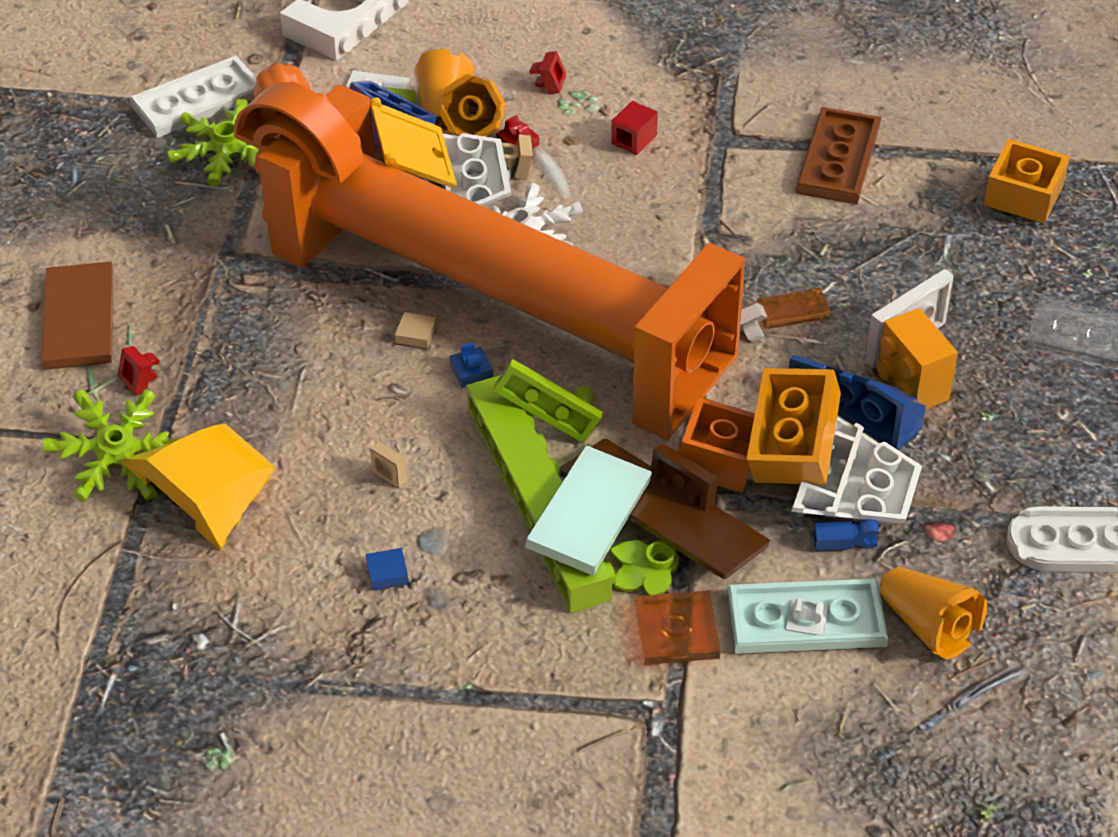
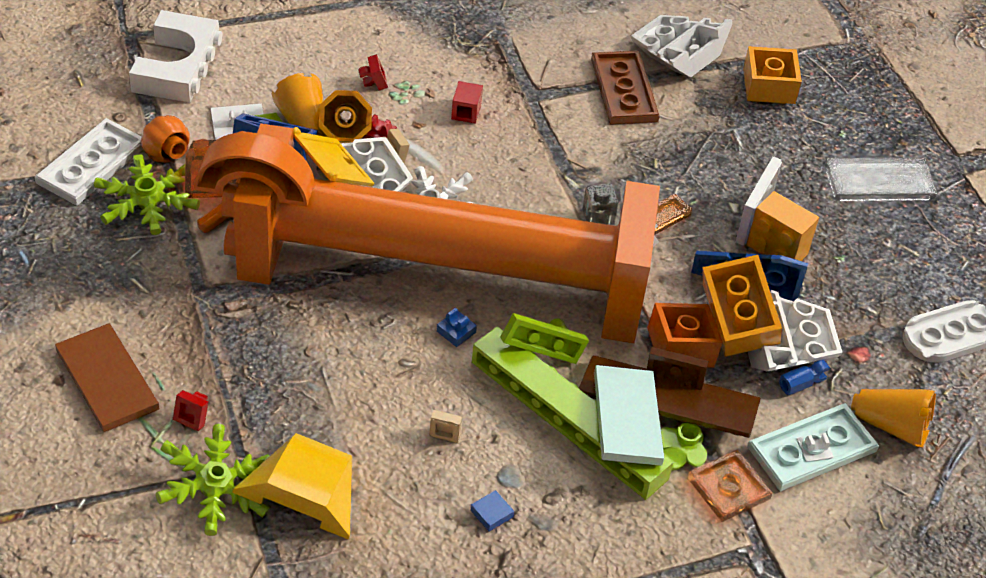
camera: 30 degrees left, 0 degrees up
(415, 330) = (395, 310): tan tile -> none
(940, 120) = (683, 43): none -> white wedge

